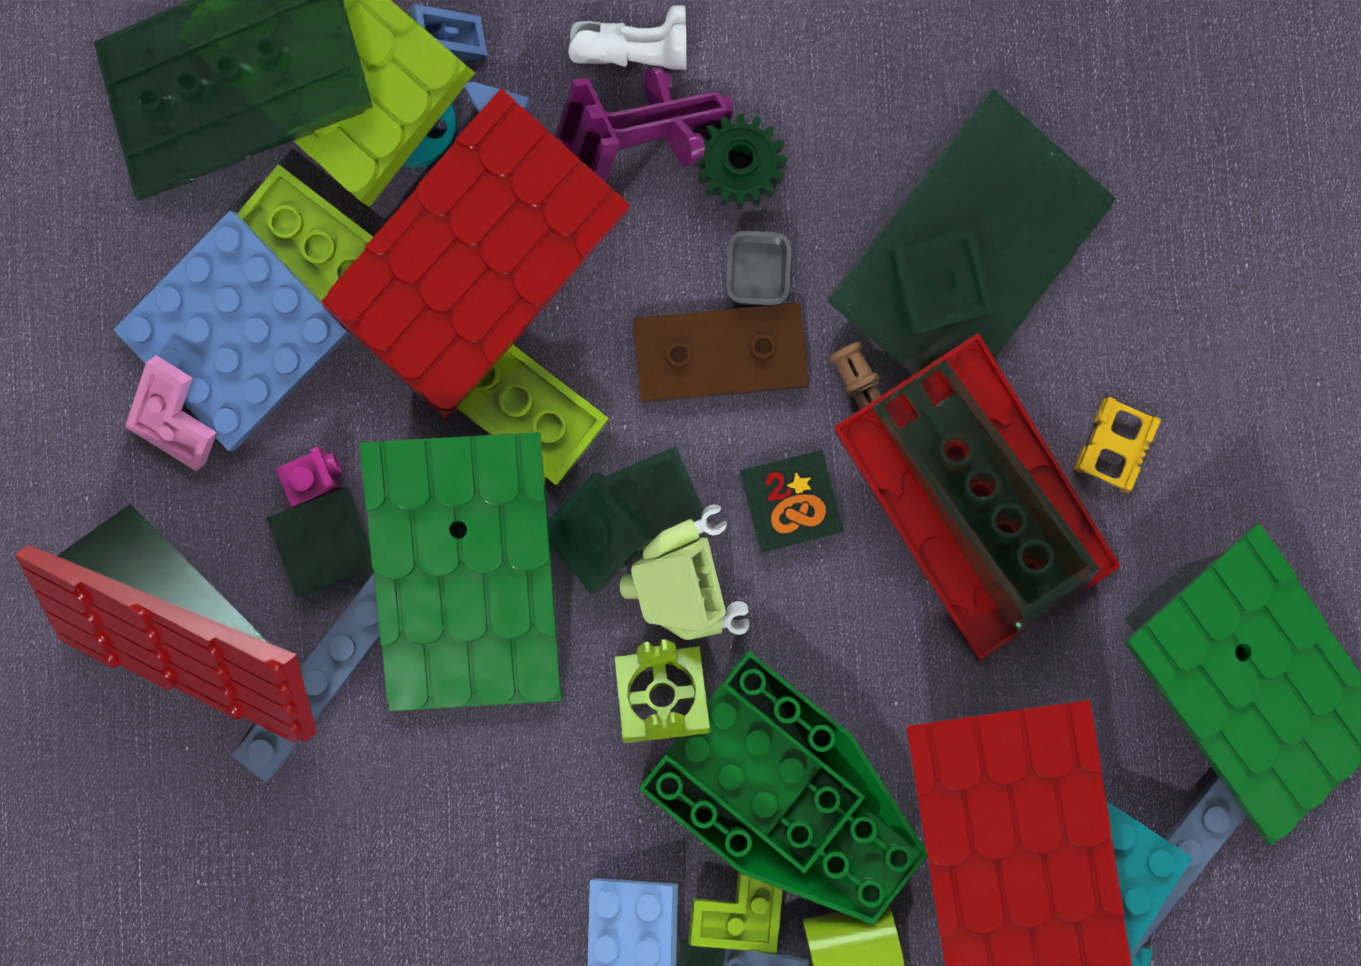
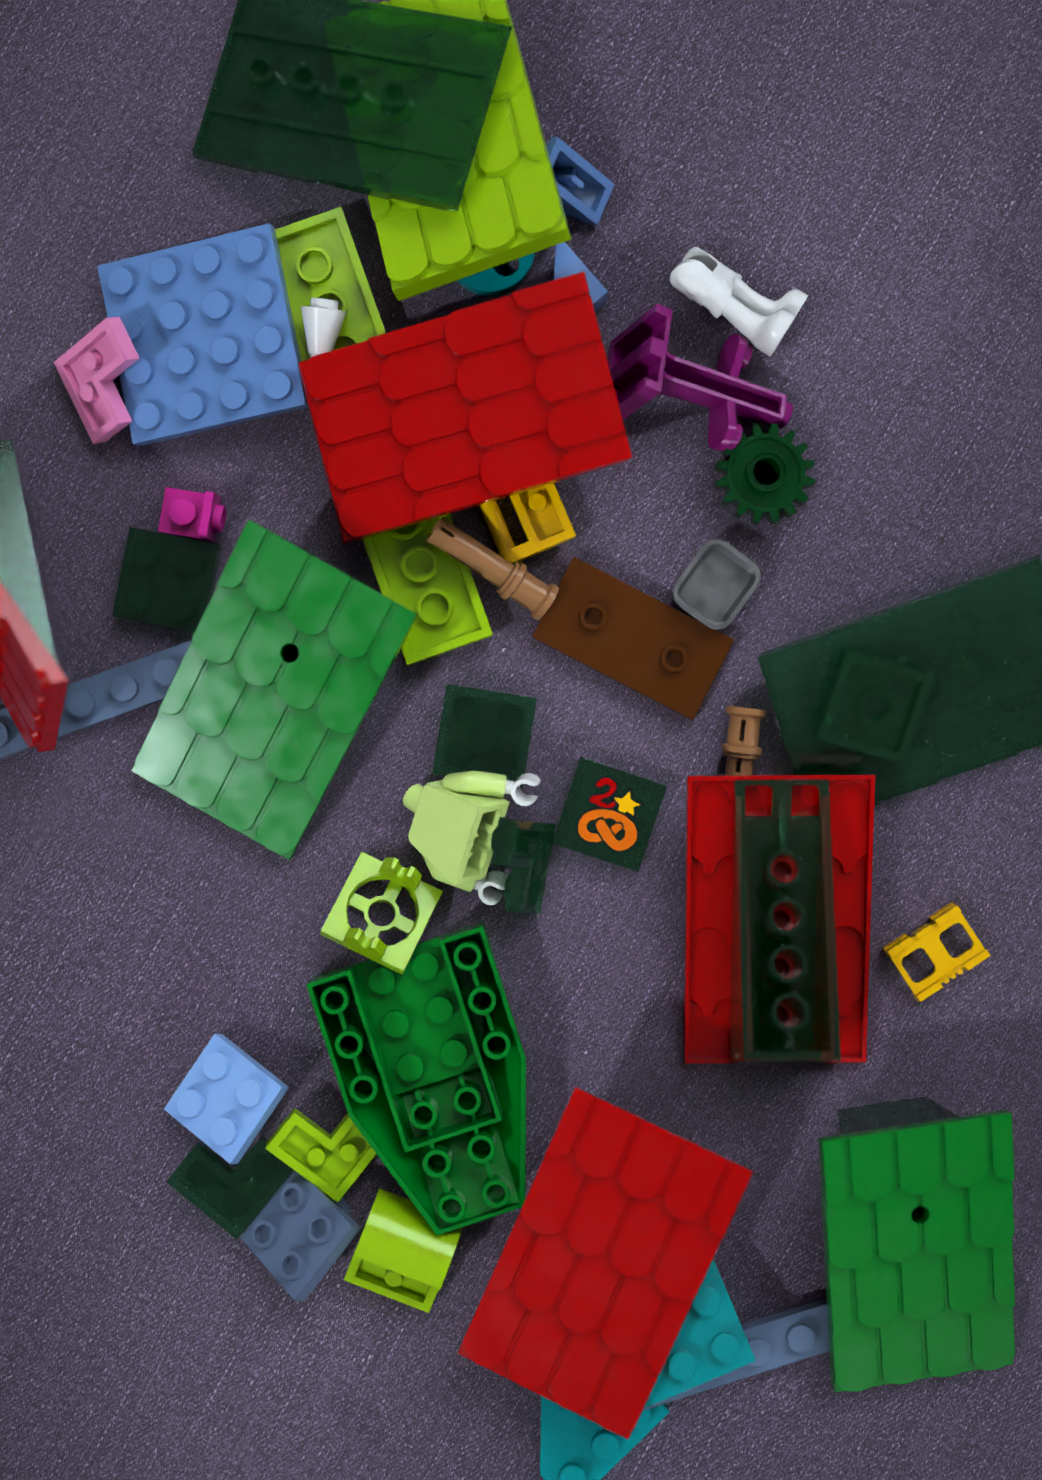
camera: 30 degrees right, 5 degrees up
(320, 261) = (322, 325): none -> white cone
(587, 304) = (541, 518): none -> yellow plate
(594, 366) = (511, 579): none -> medium nougat pin
(597, 533) = (415, 732): clear green plate -> none
(745, 568) = (526, 849): none -> clear green plate

